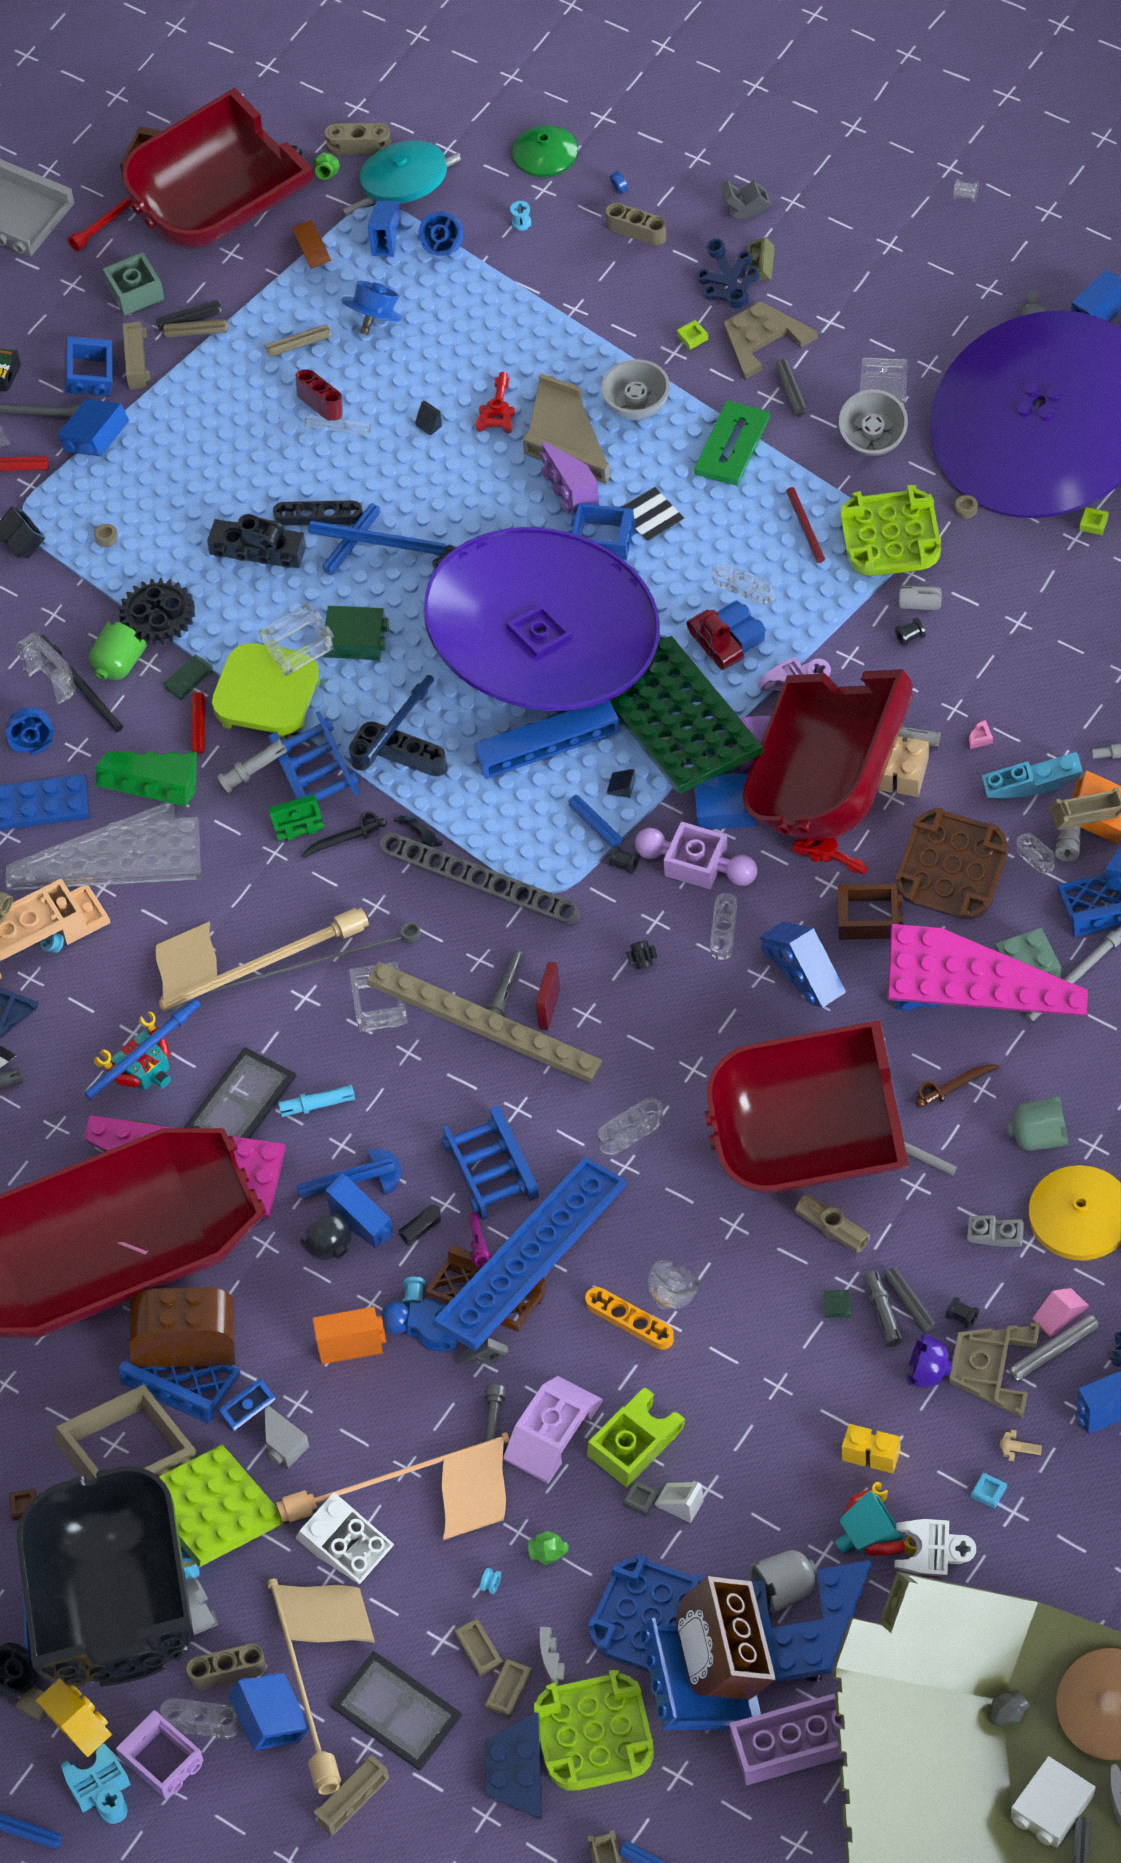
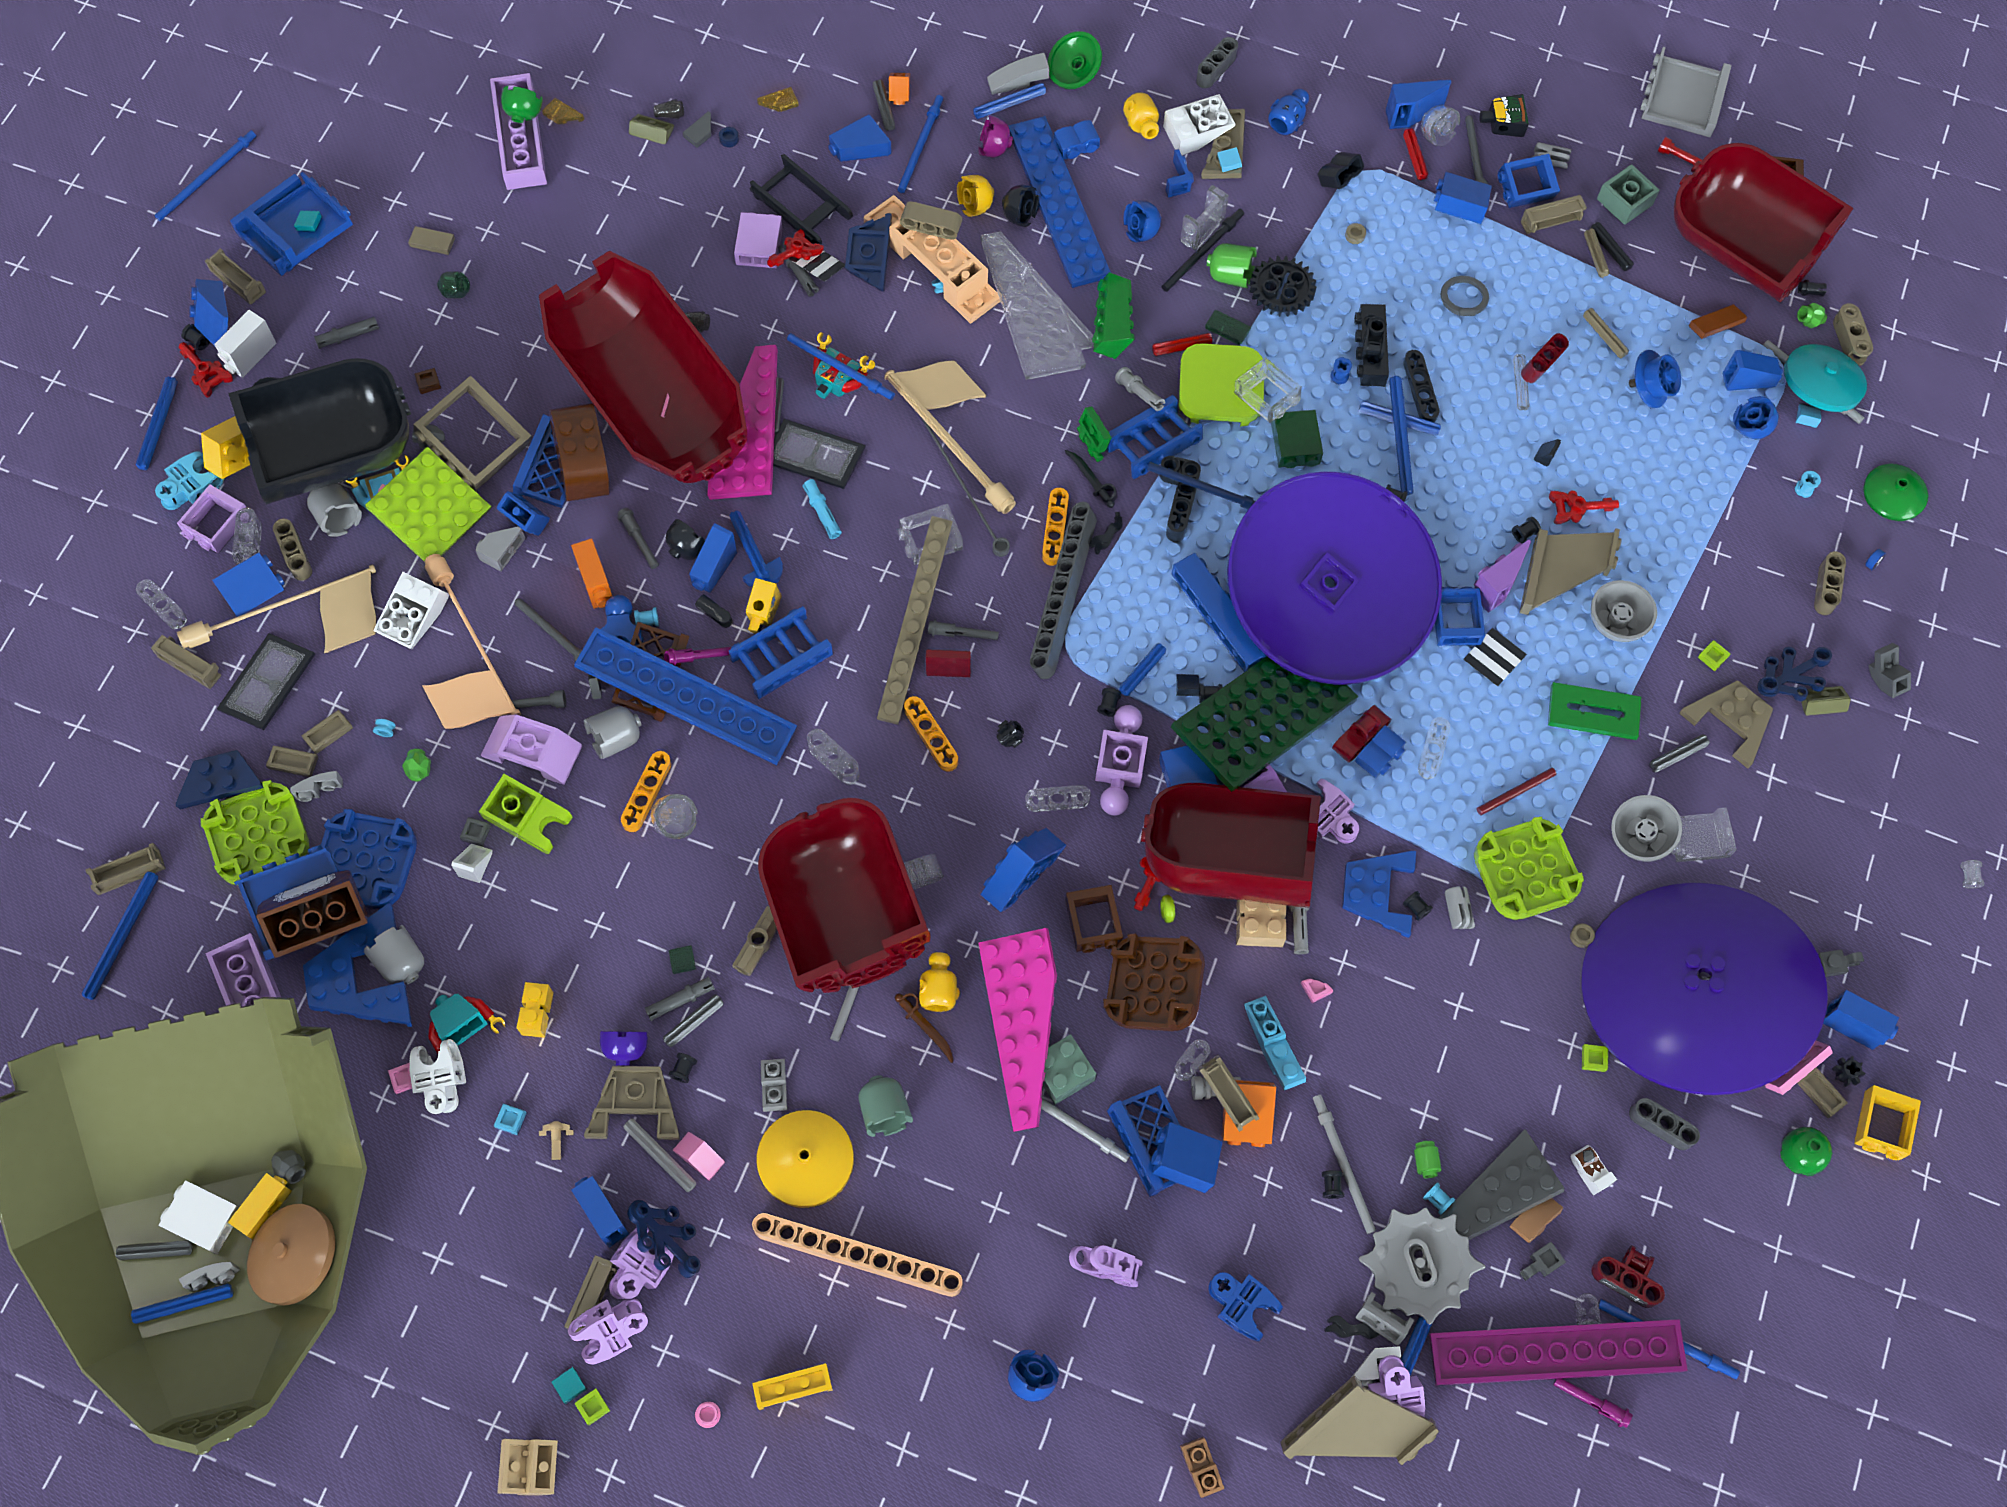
camera: 70 degrees right, 10 degrees up
(56, 344) = (1557, 154): none -> light grey arm
(212, 471) = (1464, 311): none -> dark grey piece
(264, 1813) = (162, 612): none -> clear beam
(285, 572) = (1341, 370): none -> blue bush
(291, 1296) = (633, 529): none -> dark grey pin
(395, 882) = (1055, 526): none -> light orange beam
(429, 1169) = (762, 604): none -> yellow torso
(440, 198) = (1808, 415): none -> medium azure slope
(447, 1366) = (546, 626): none -> dark grey piece
(515, 455) = (1525, 530): none -> black bush
(554, 1337) = (613, 730): none -> light grey cylinder
(620, 1029) = (931, 733): none -> light orange beam
(639, 762) = (1207, 691): none -> black bush
(870, 845) = (1167, 908): none -> lime piece
(871, 660) = (1369, 886): none -> blue wing
(917, 1059) = (938, 985): none -> yellow piece
(1049, 1738) = (260, 1205): none -> yellow brick

